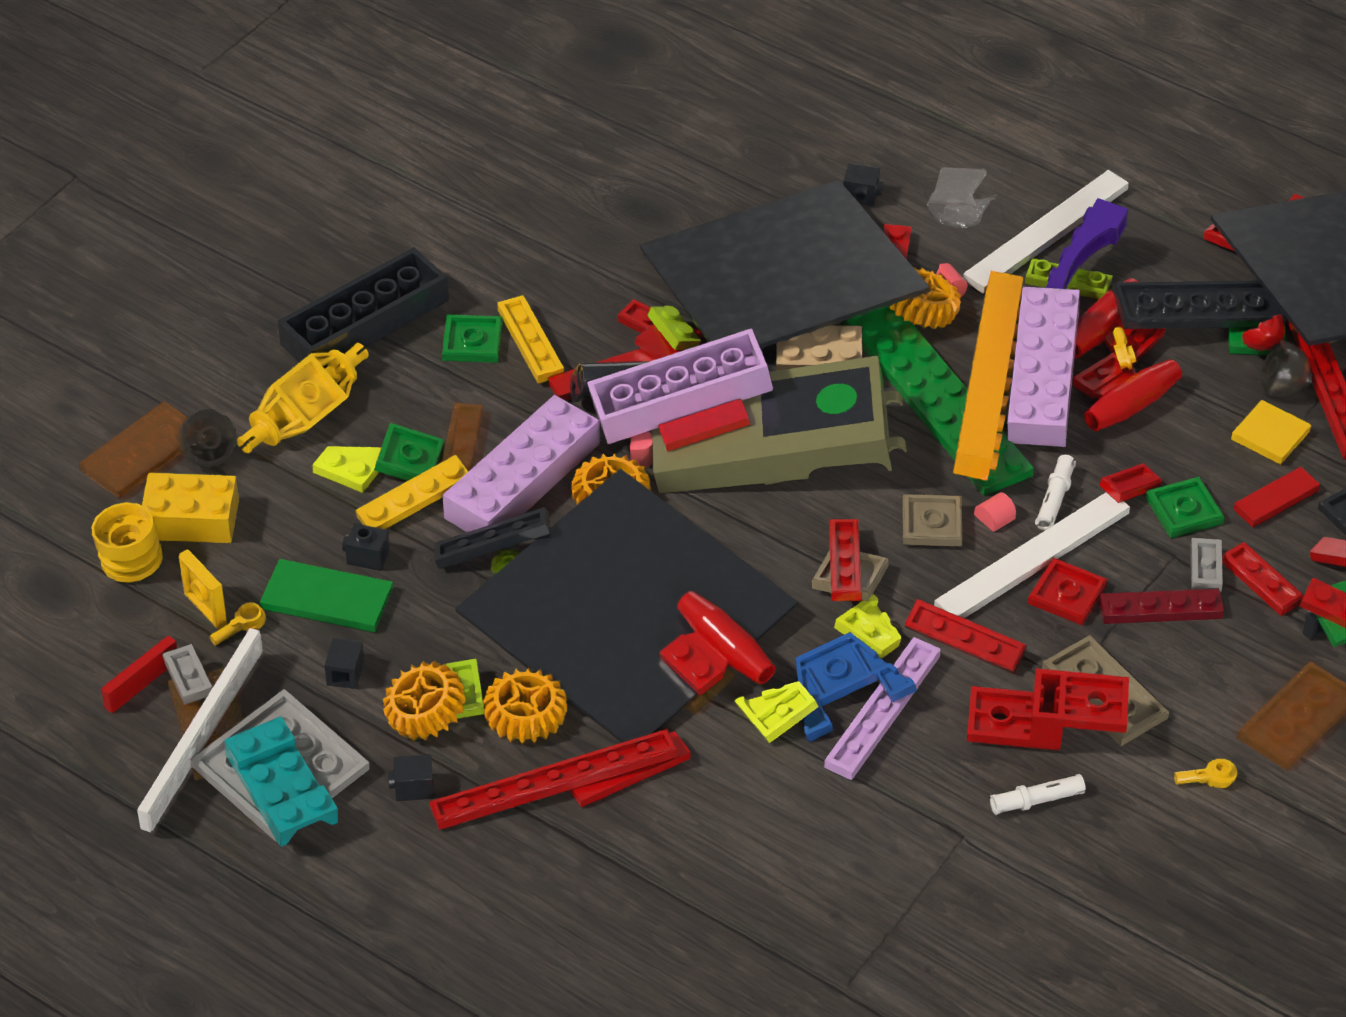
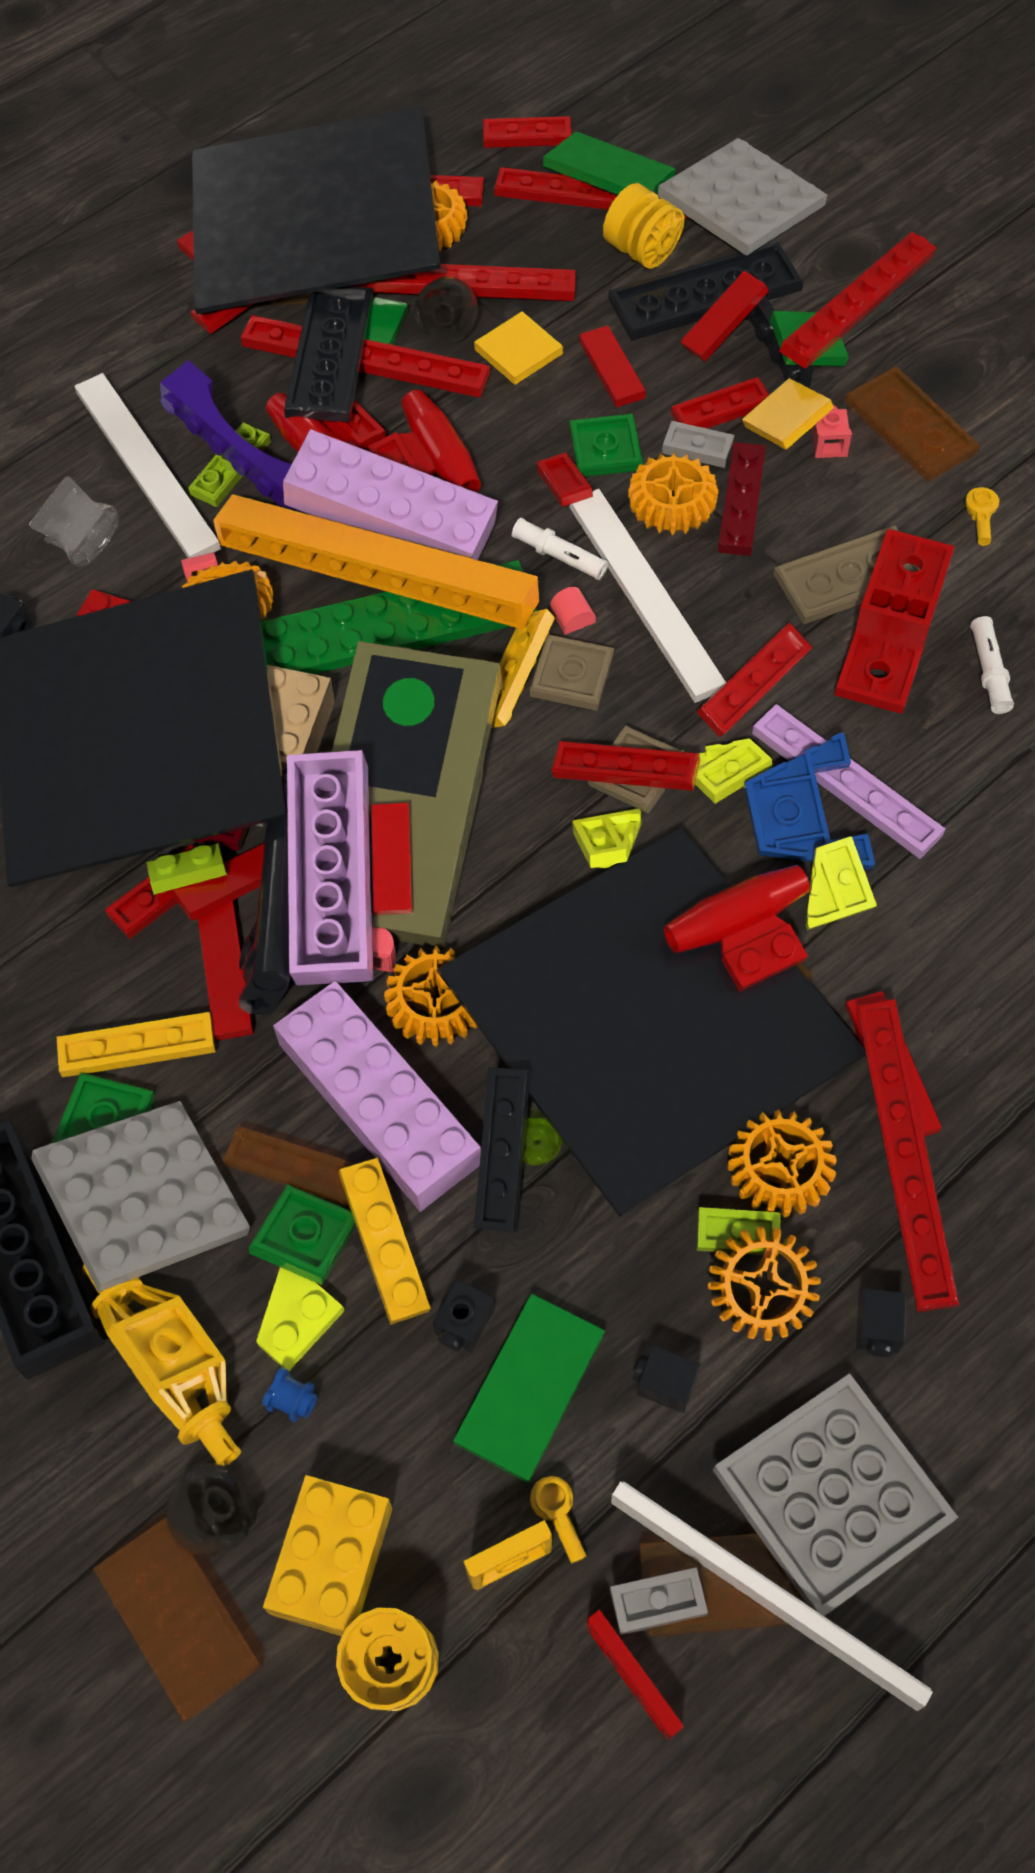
camera: 75 degrees left, 15 degrees up
(279, 779) = (887, 1493): teal piece -> none
(293, 469) = (290, 1396): none -> blue brick
(413, 358) = (139, 1195): none -> light grey plate
(776, 560) = (607, 837): none -> neon yellow wing
(908, 482) = (518, 661): none -> yellow plate
(1067, 591) = (702, 574): red tile -> none
(1124, 354) = (390, 430): yellow plate -> none
(1141, 554) = (693, 493): none -> light orange gear
(1215, 348) = (378, 358): none -> red plate
(1257, 653) = (832, 427): none -> coral brick
(1259, 615) = (787, 413): none -> yellow tile
(1265, 335) = (395, 305): red hair -> none

